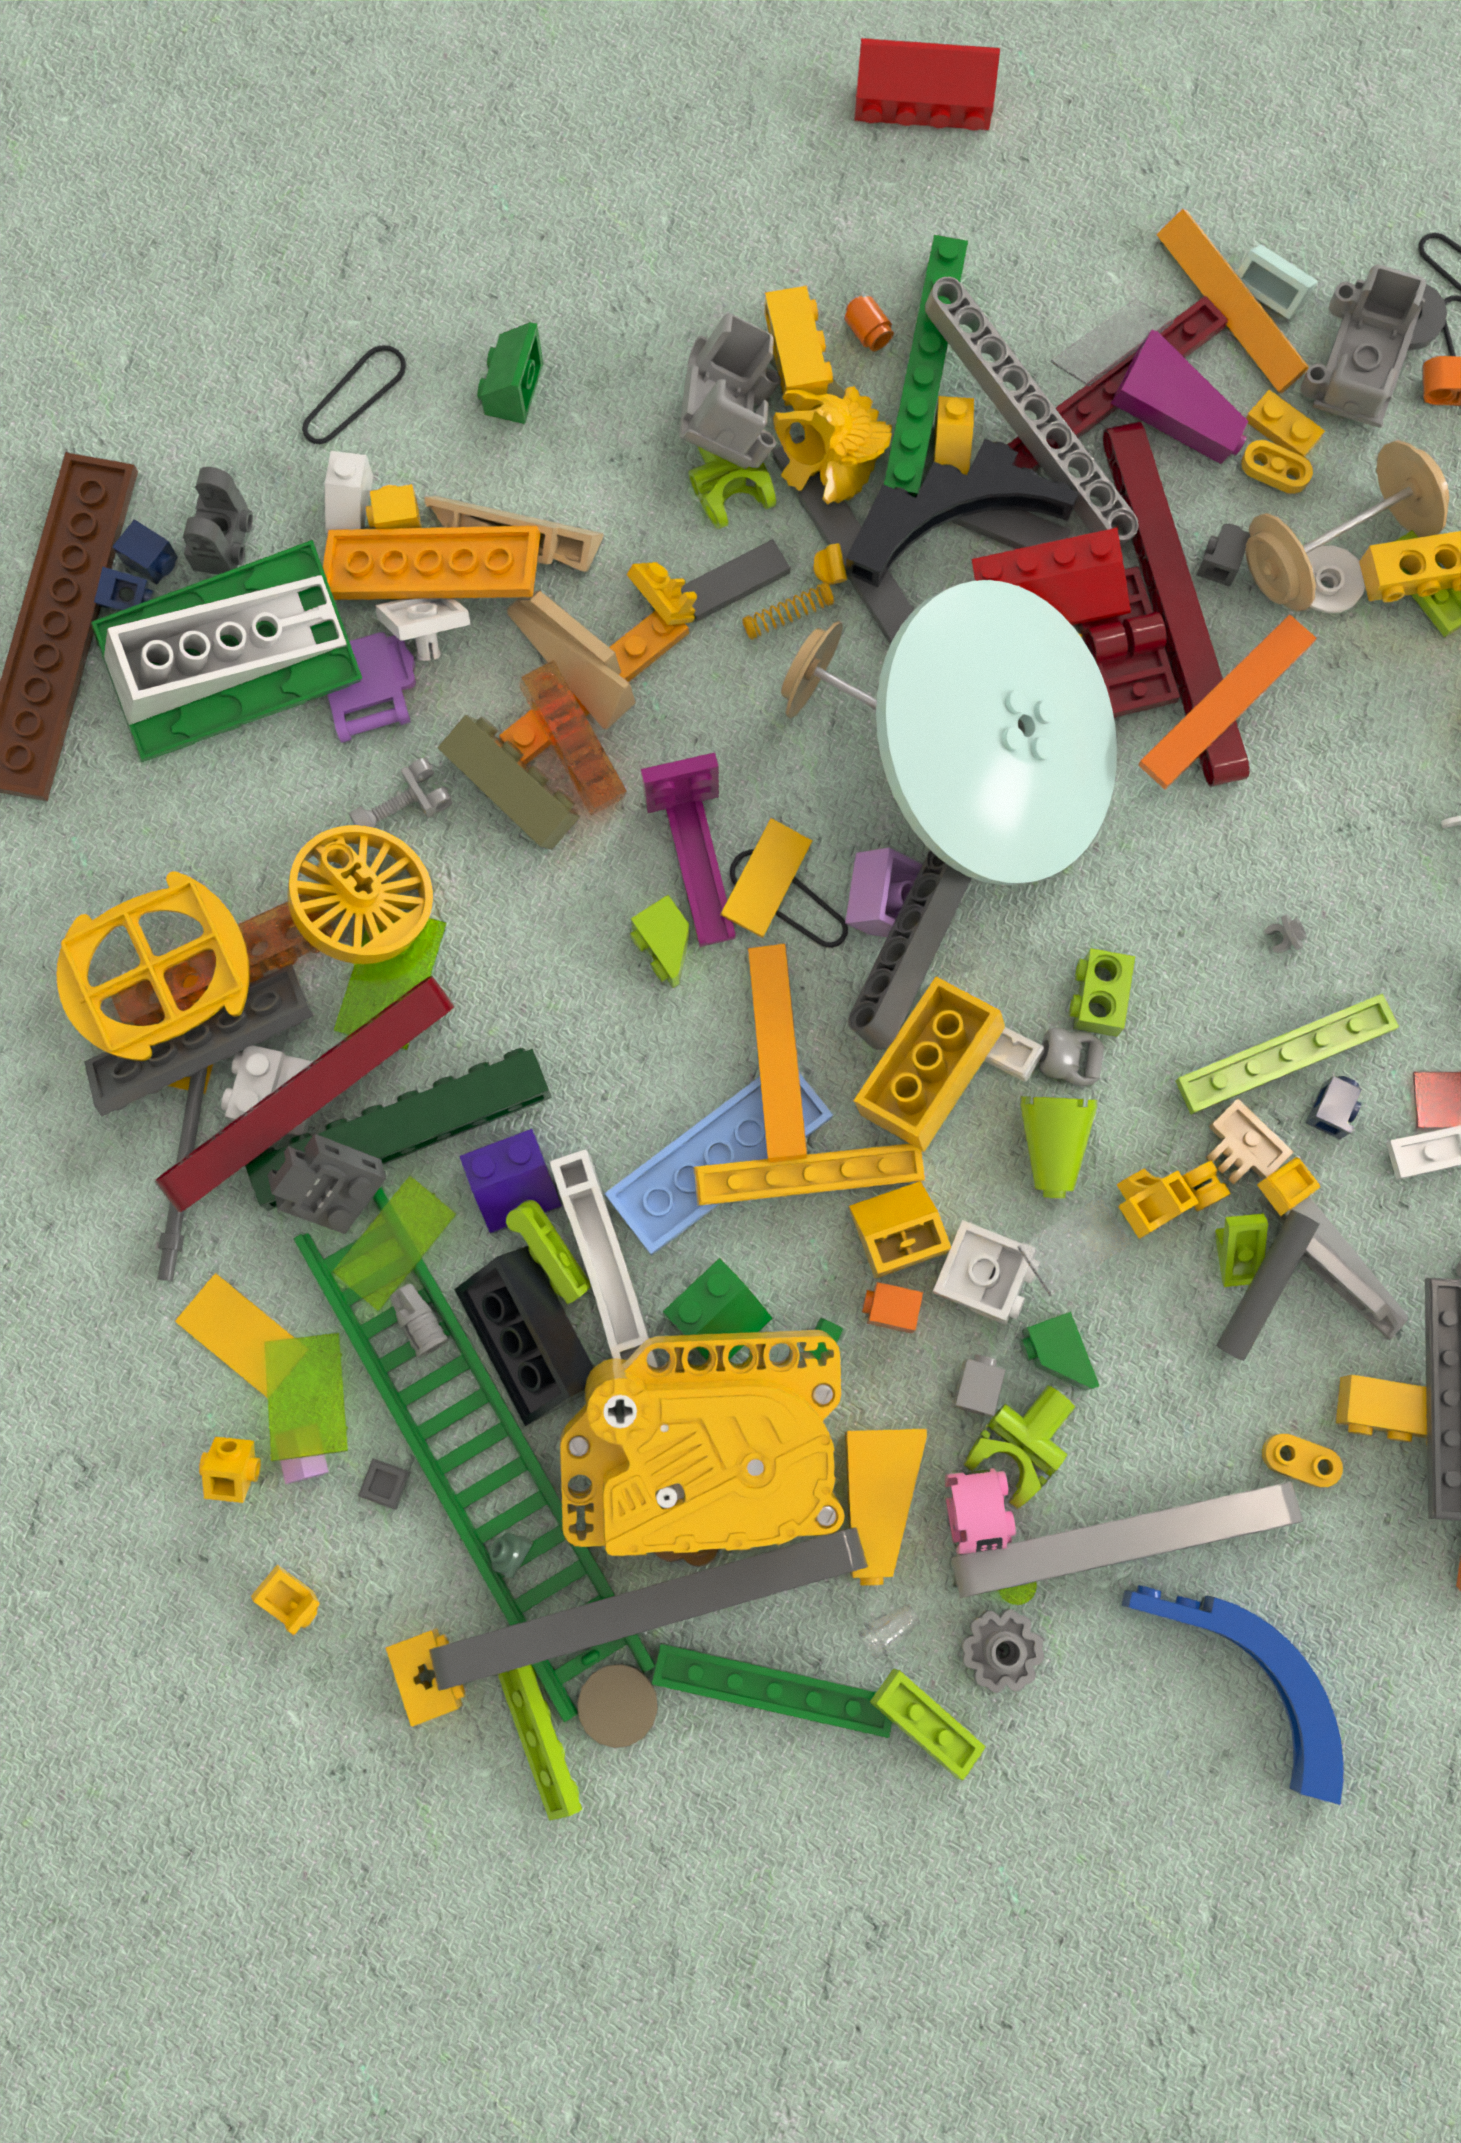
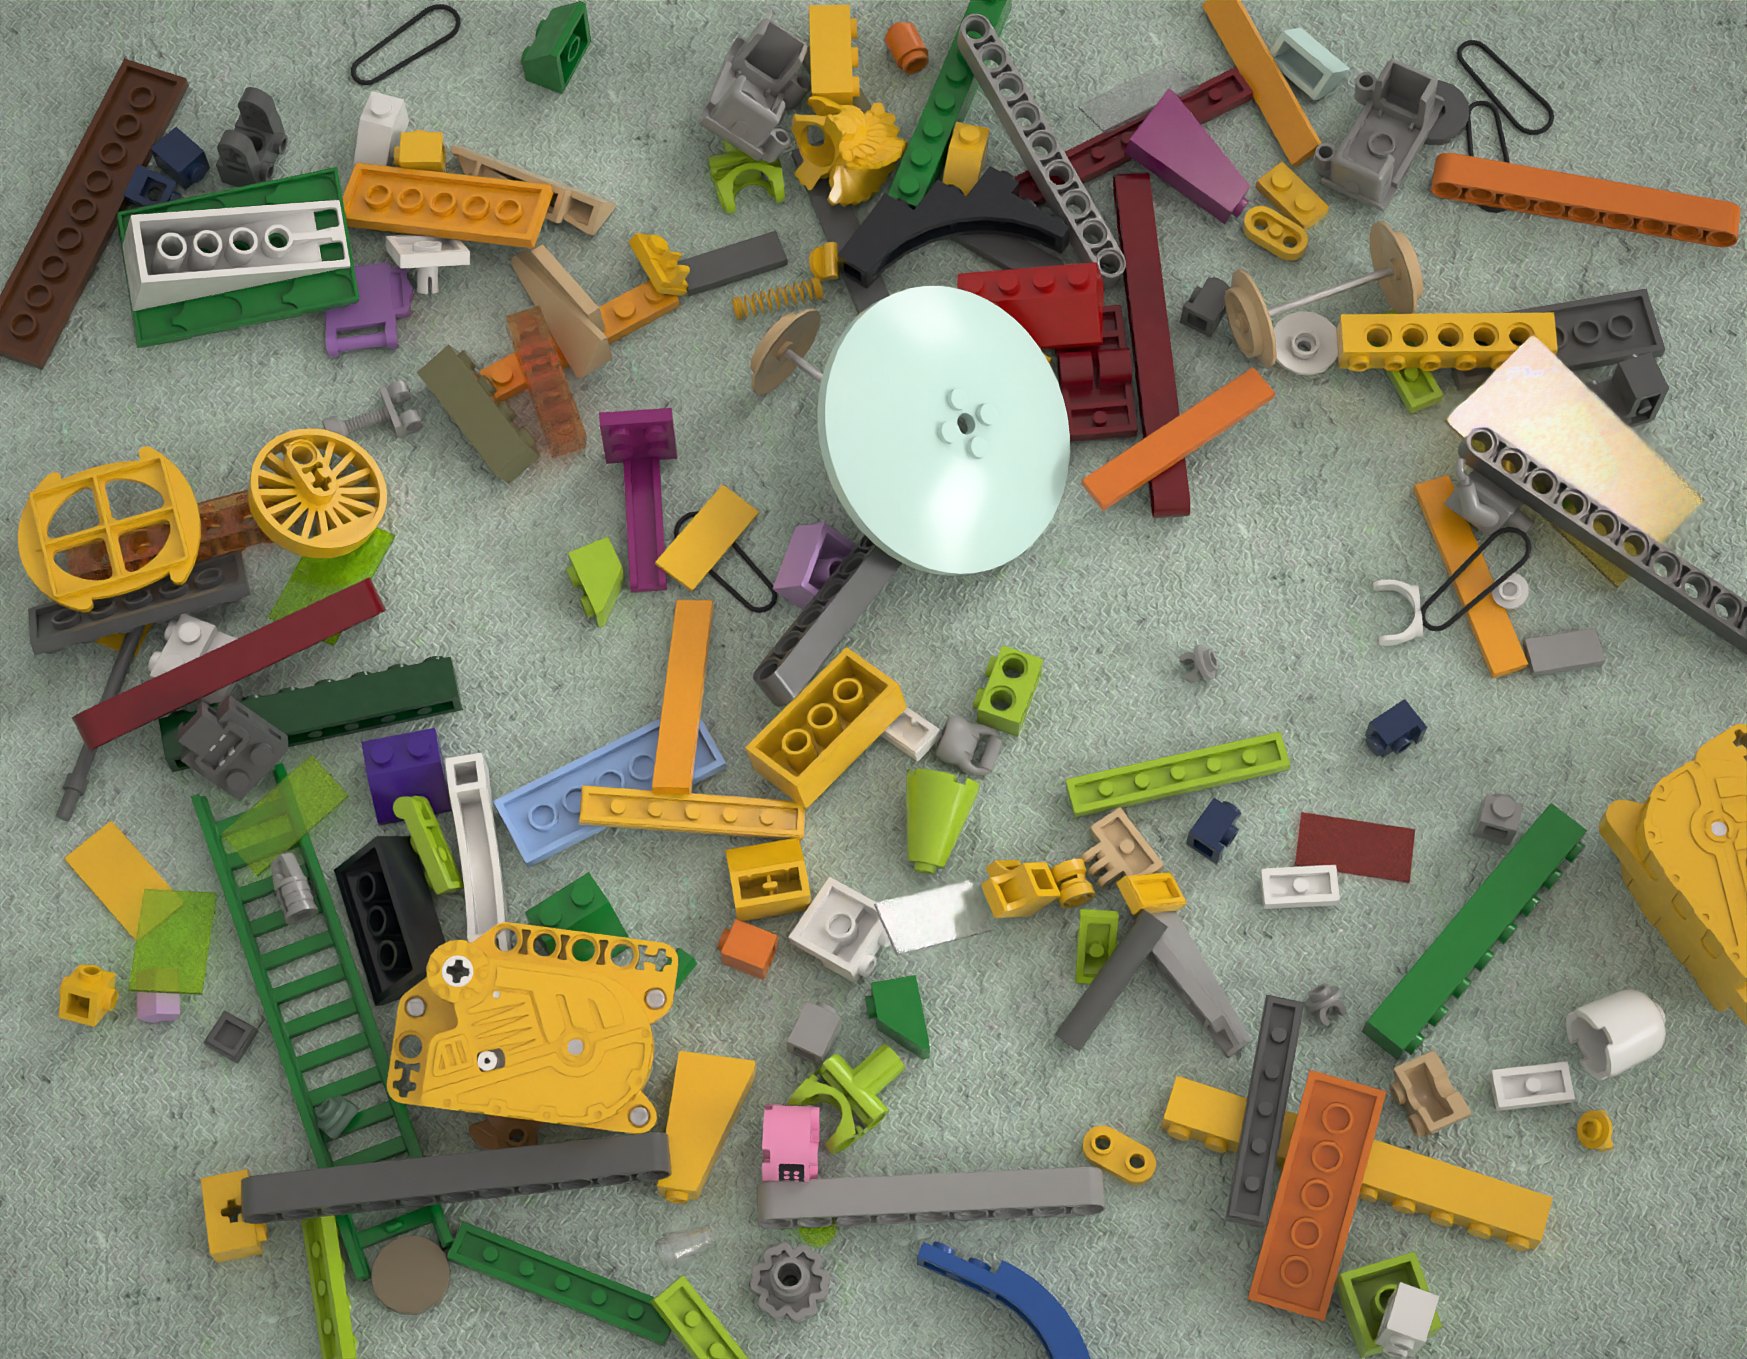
camera: 10 degrees right, 10 degrees down
(287, 1599) = (116, 1124): yellow bracket -> none

